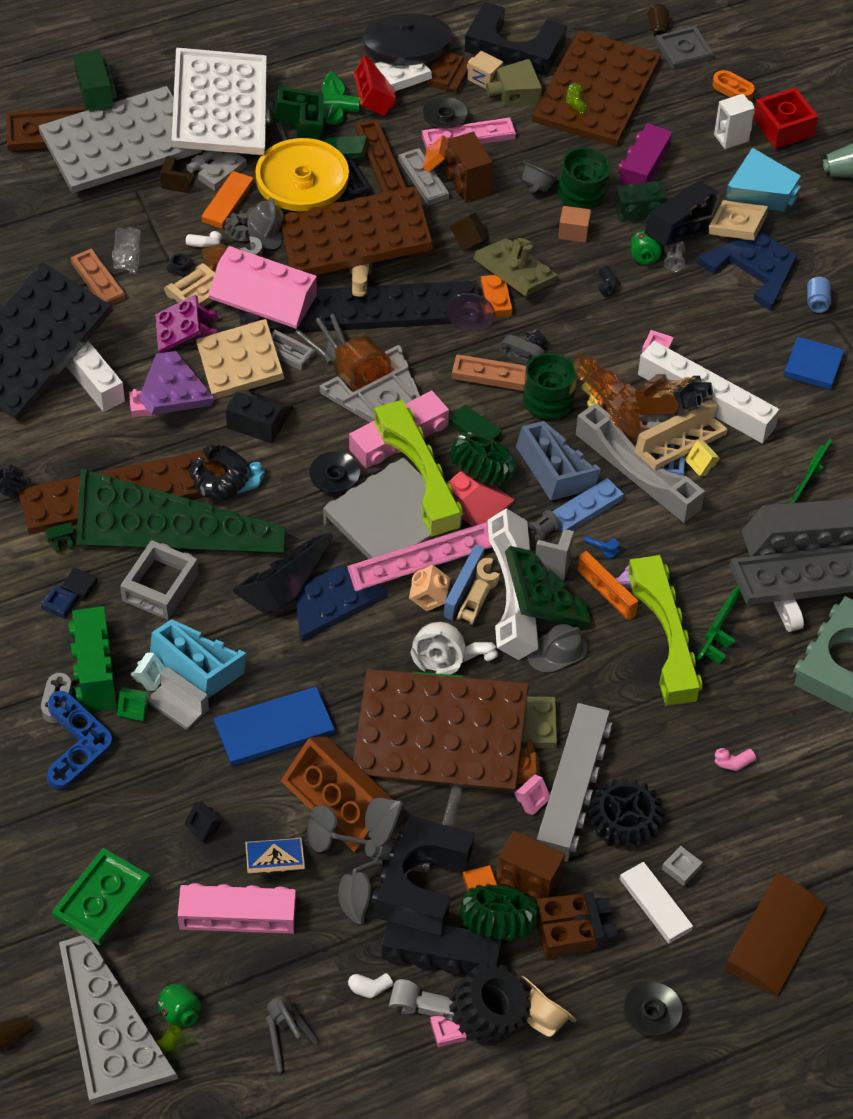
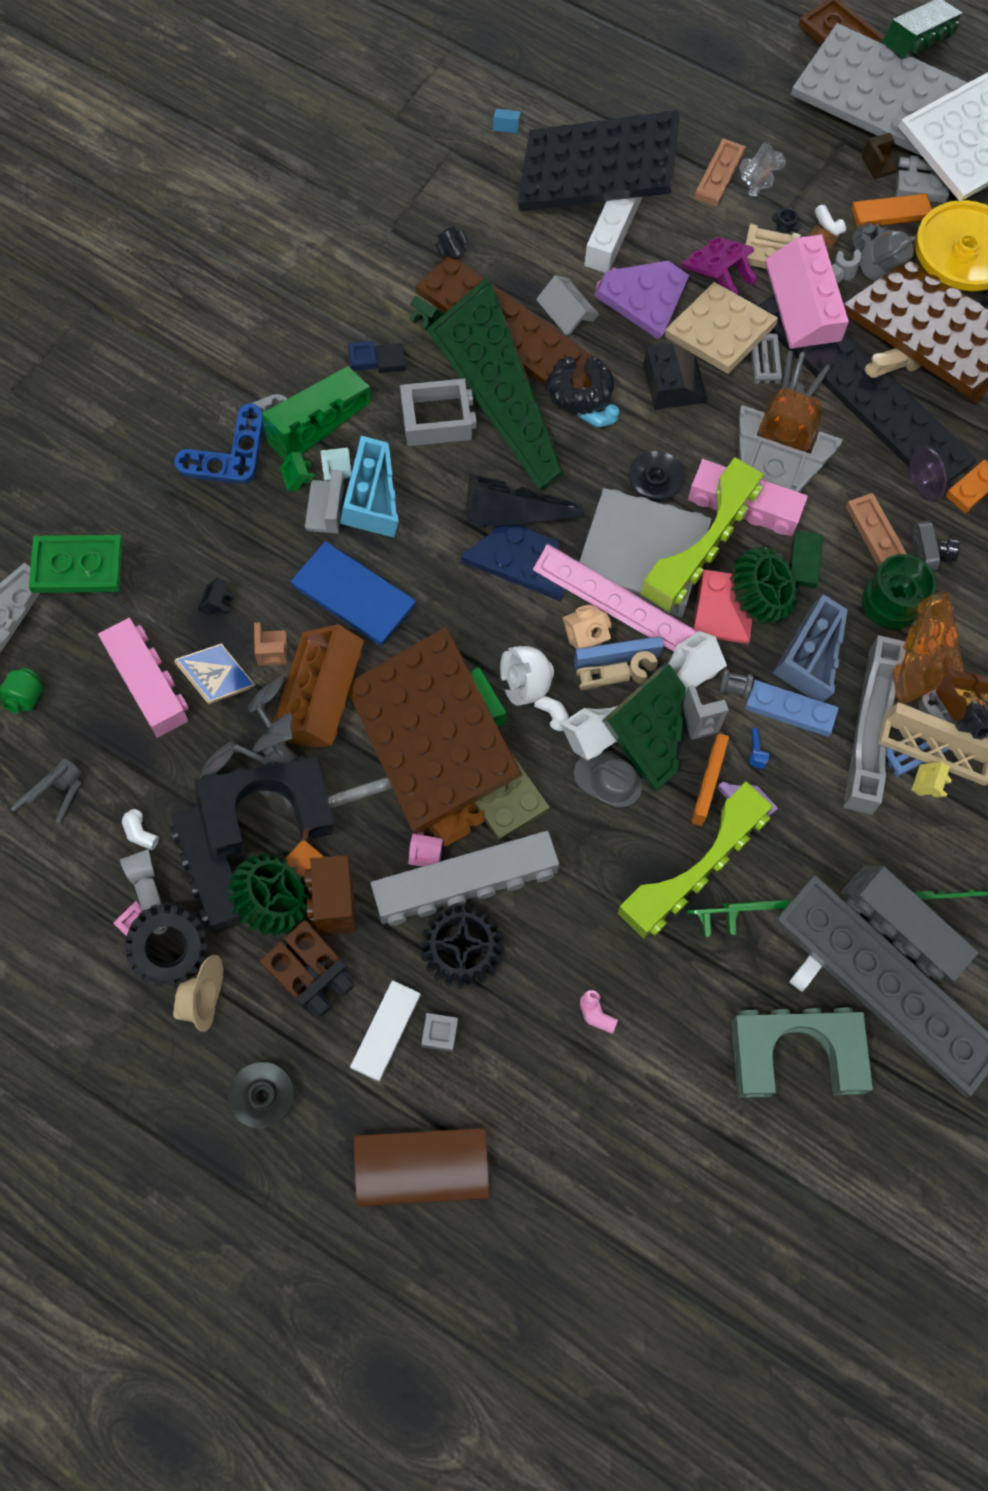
camera: 55 degrees right, 15 degrees up
(133, 443) = (566, 304): none -> light grey panel
(276, 807) = (270, 646): none -> nougat panel

